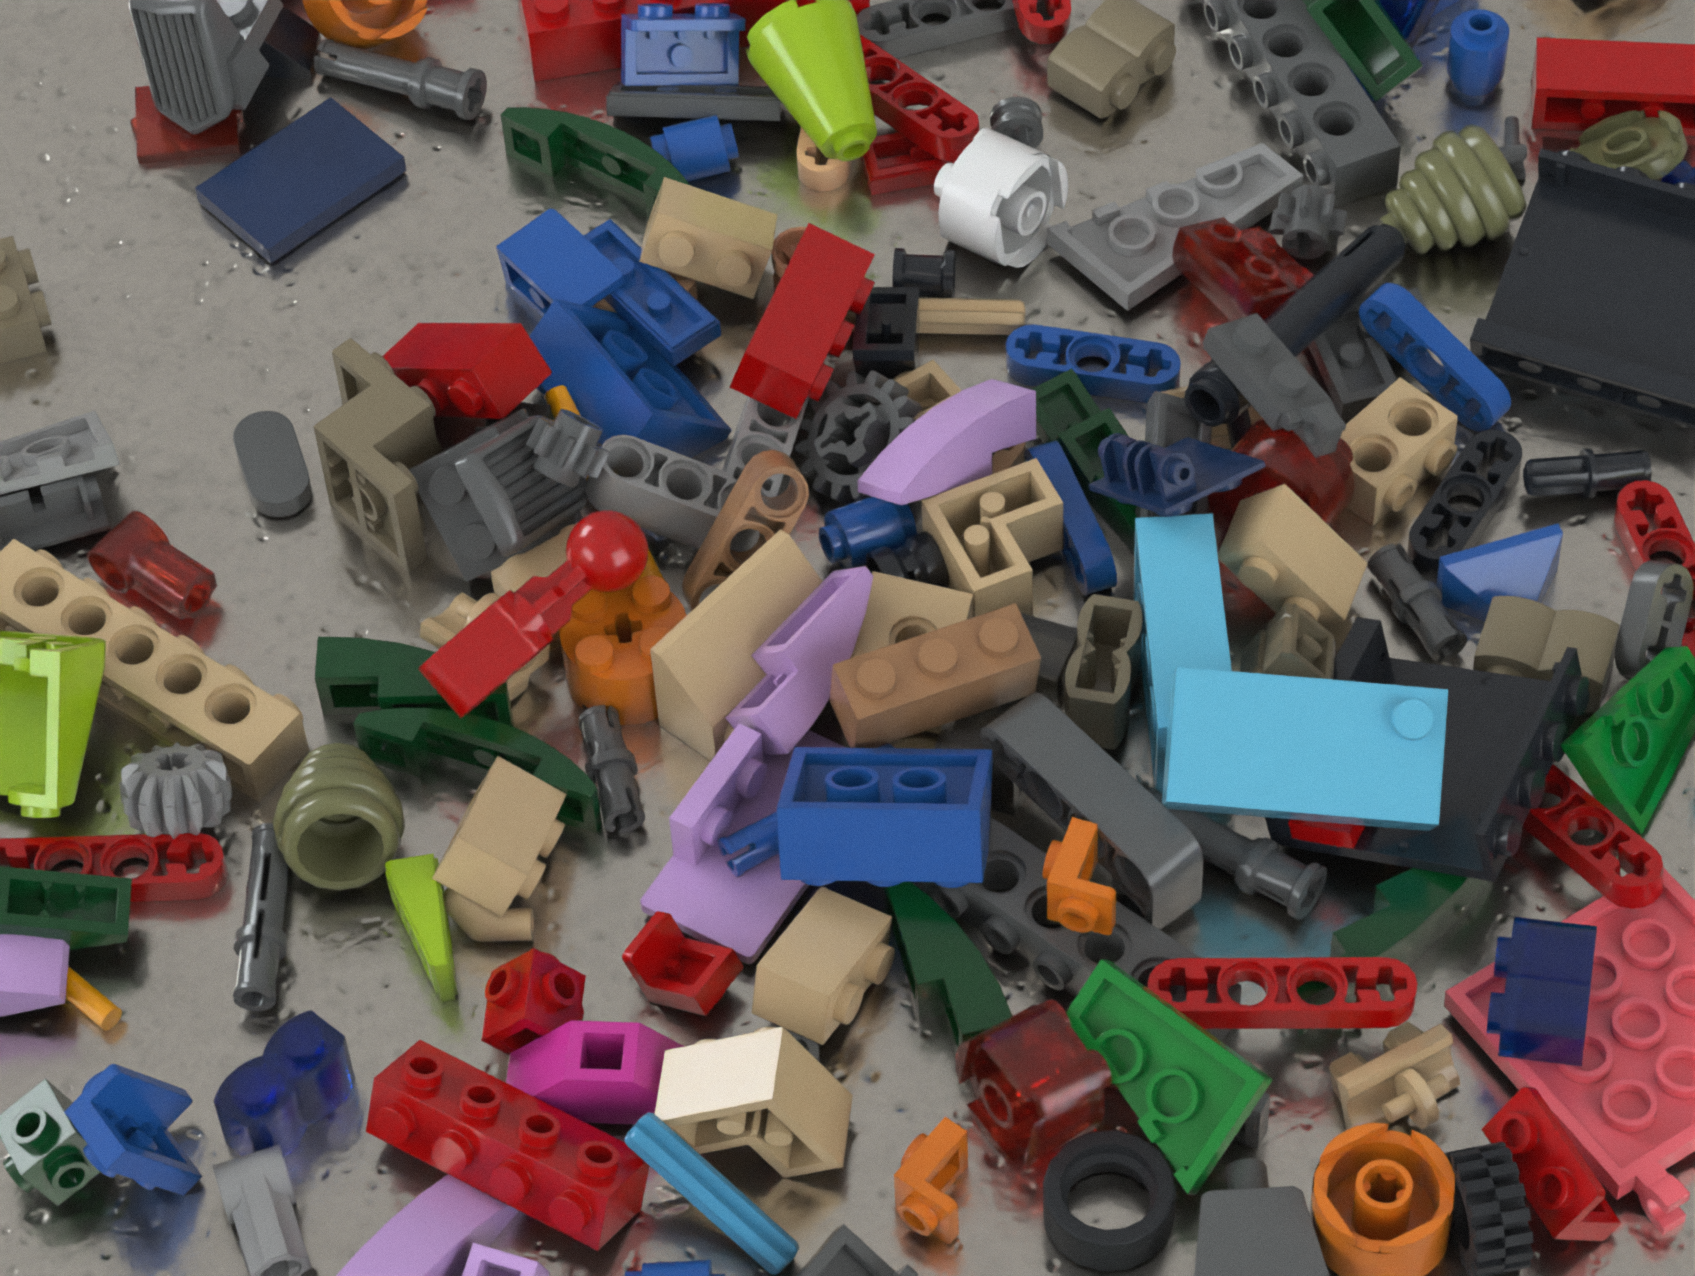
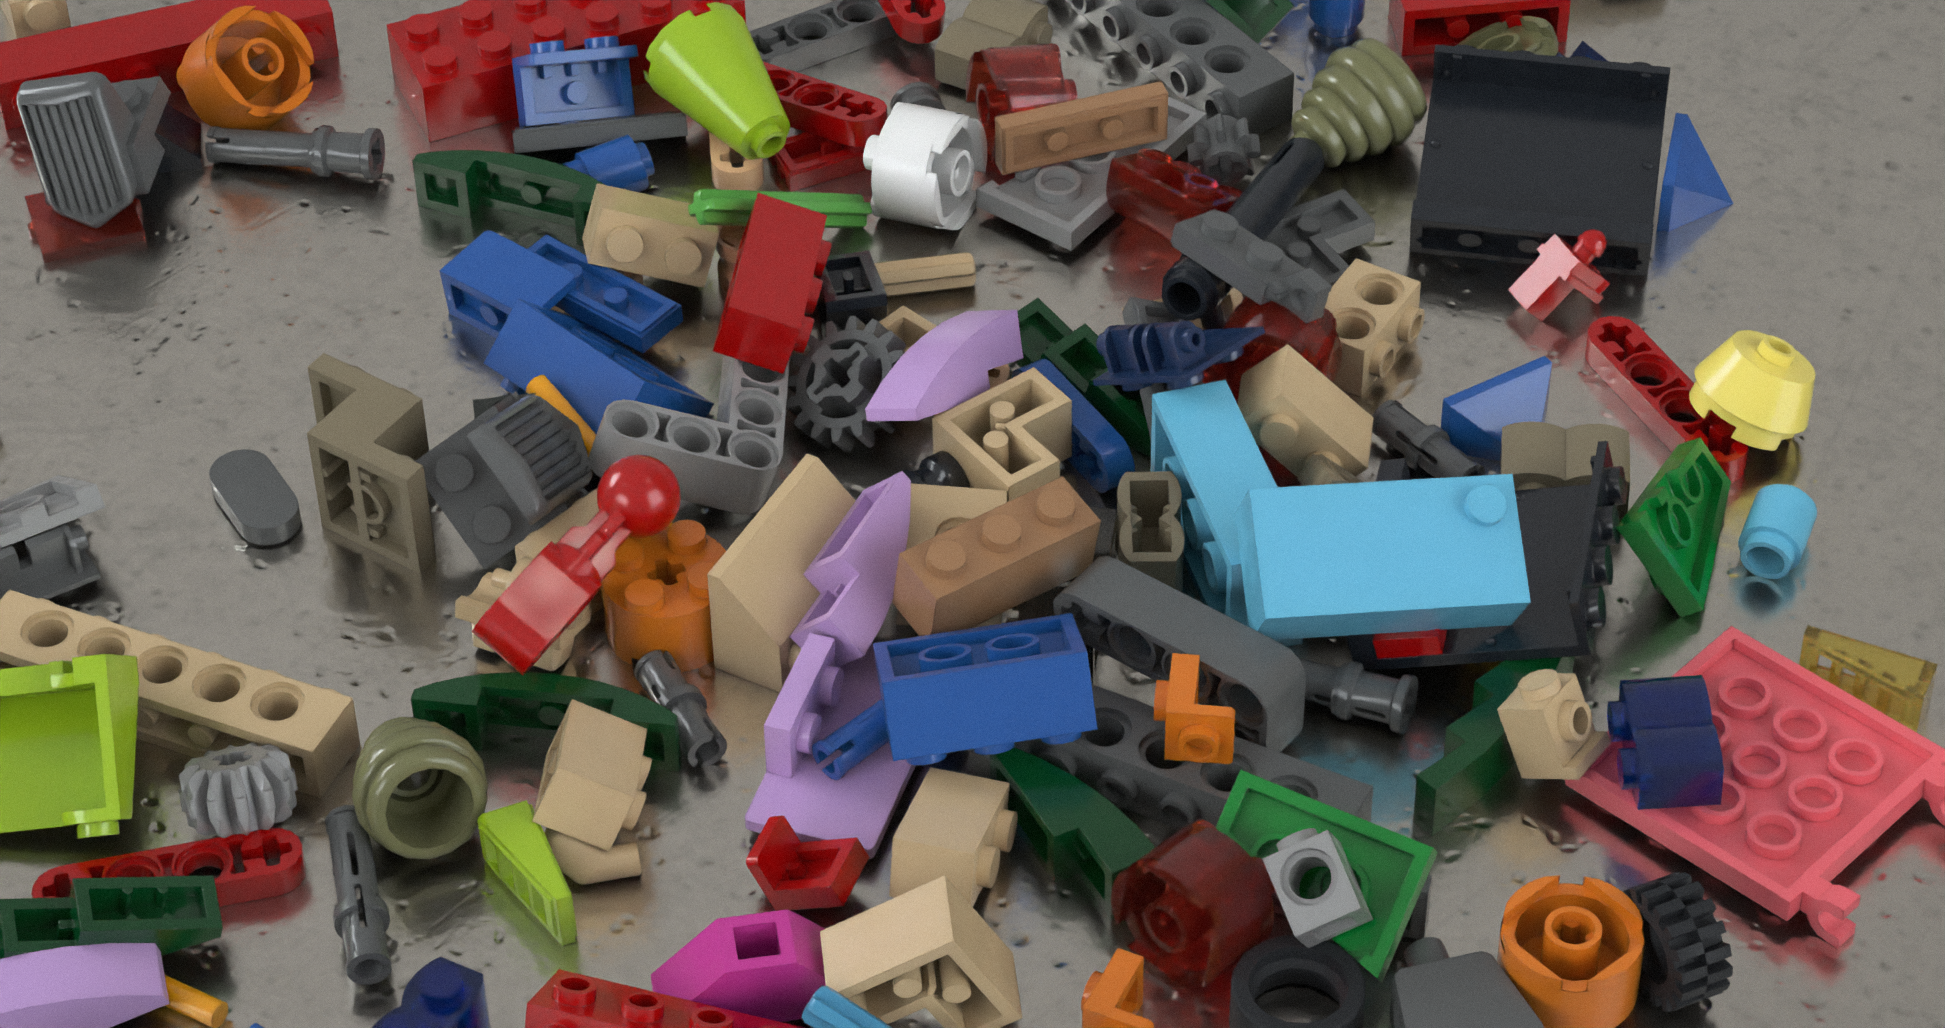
camera: 15 degrees left, 10 degrees down
(142, 558) = (144, 595): clear red piece -> none
(300, 179) = (216, 251): dark blue tile -> none
(375, 675) = (415, 654): dark green slope -> none
(469, 366) = (455, 365): red brick -> none
(530, 1000) = (660, 916): red brick -> none
(568, 448) = (573, 413): dark grey gear -> none
(742, 511) = (762, 444): medium nougat beam -> none
(862, 528) = (876, 458): blue brick -> none
(865, 230) = (735, 206): none -> bright green axle
(931, 273) = (878, 238): black bush -> none
(1110, 383) = (1094, 284): blue beam -> none
(1114, 137) = (1014, 81): none -> clear red brick
(1165, 180) = (1081, 127): none -> medium nougat tile
(1169, 1111) = (1338, 908): none -> light grey brick
(1280, 980) = (1420, 791): red beam -> none
(1399, 1082) = (1550, 843): tan hips -> none
(1440, 948) = (1551, 727): none -> tan brick
(1461, 383) = (1356, 203): blue beam -> none
(1465, 479) = (1440, 343): black beam -> none
(1552, 1169) = (1742, 897): red bracket -> none
(1586, 472) = (1550, 319): black axle -> none
(1597, 862) = (1696, 631): red beam -> none
(1611, 420) = (1560, 271): none -> piece
(1652, 618) = (1657, 419): dark grey beam -> none

